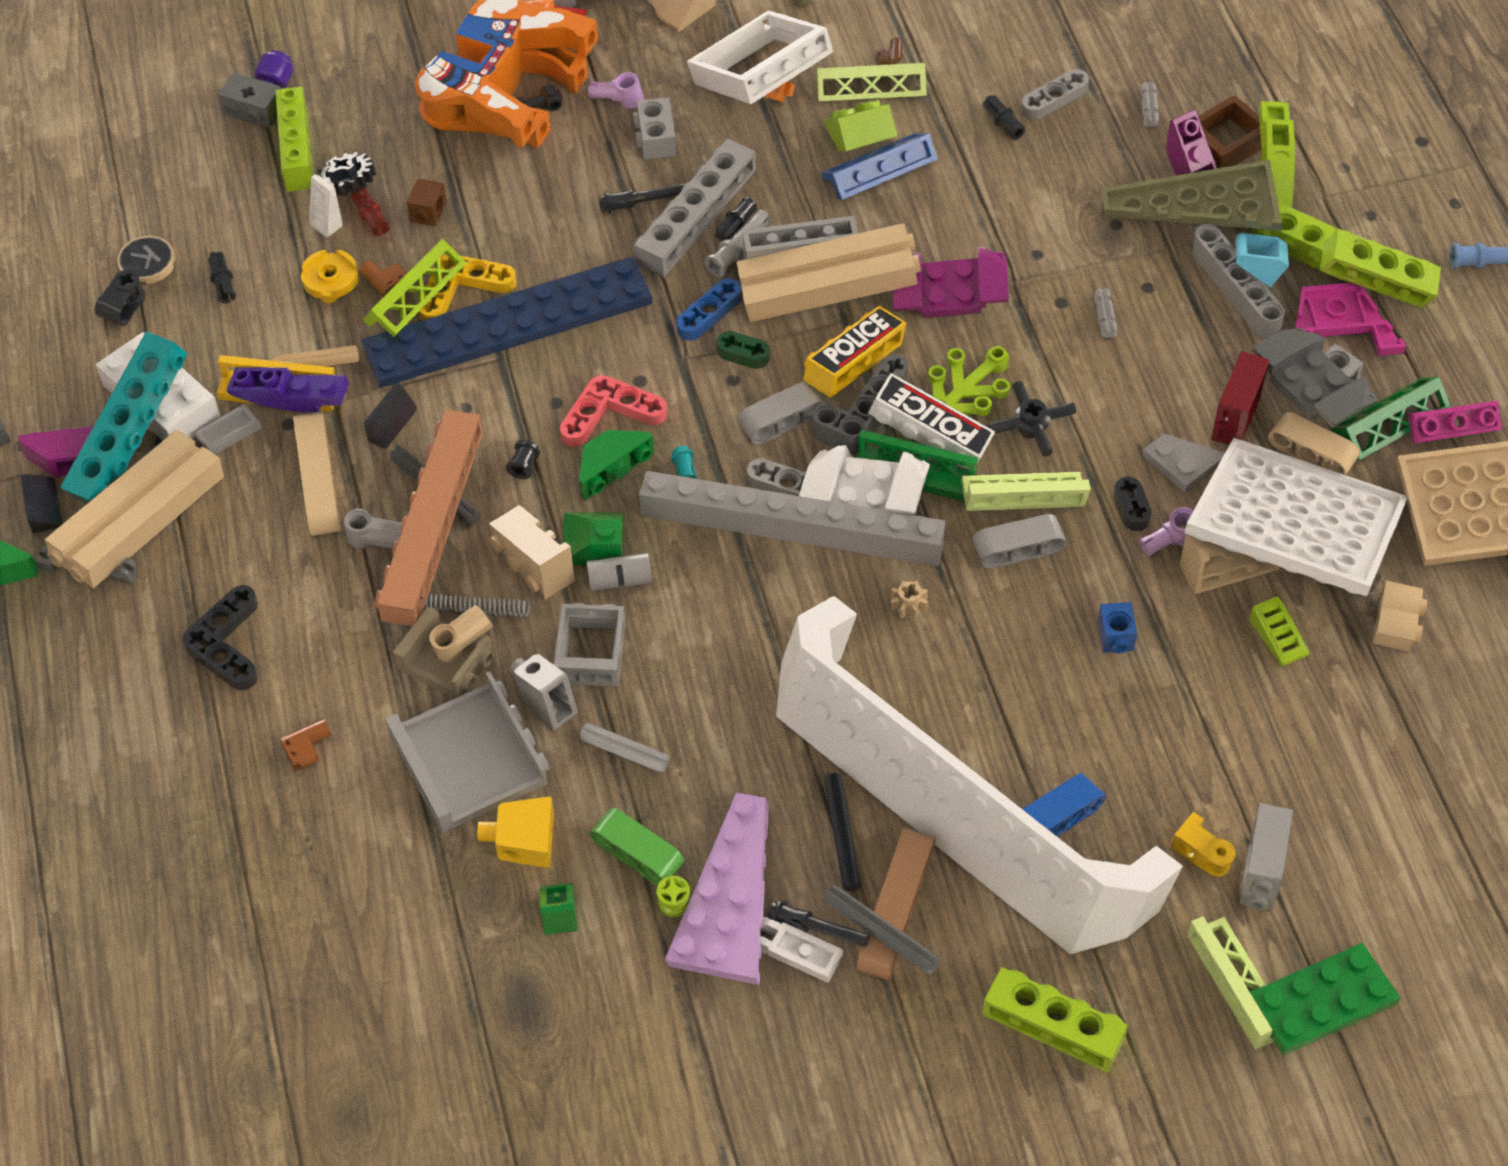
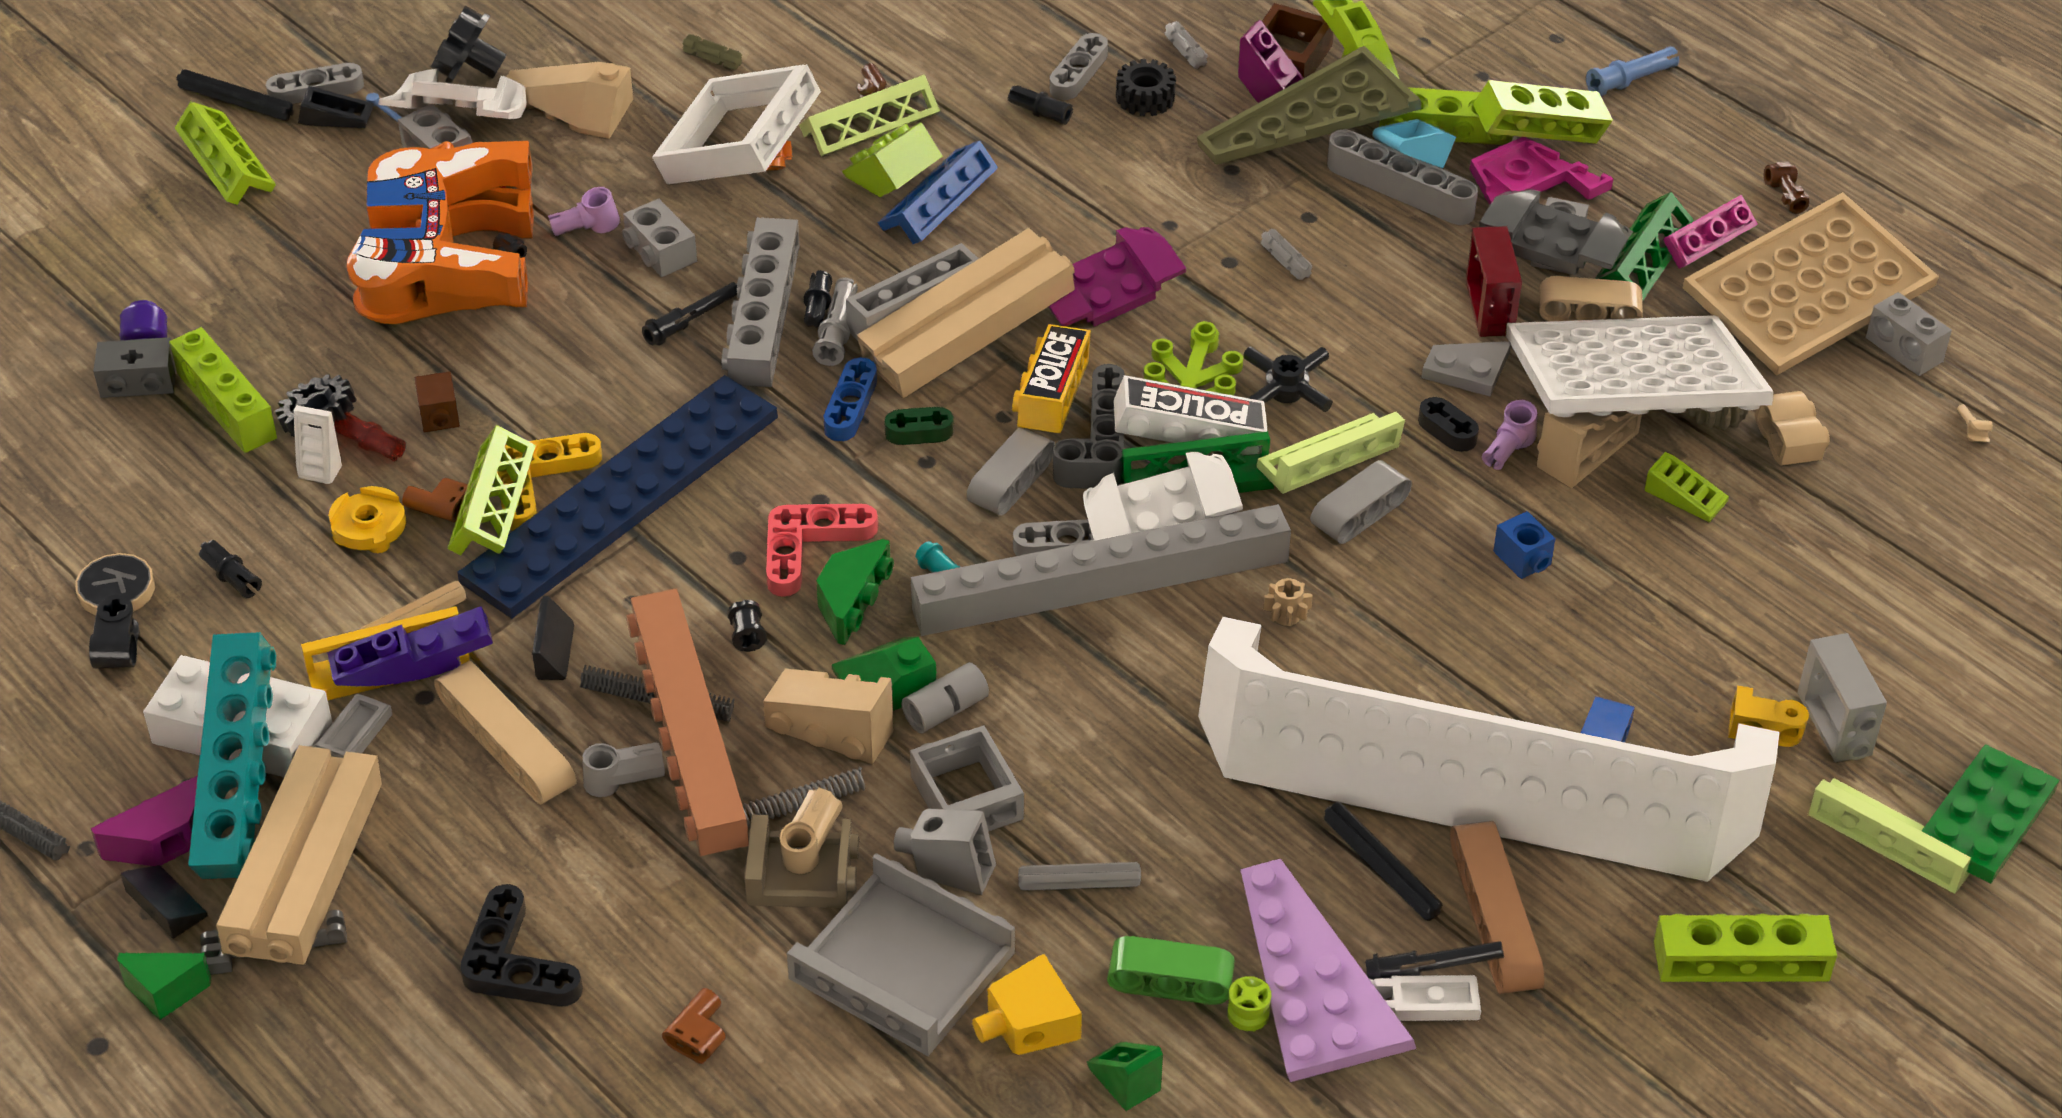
camera: 30 degrees left, 10 degrees down
(882, 930) = (1511, 931): dark grey axle -> none
(1094, 120) = (1145, 87): none -> black tyre

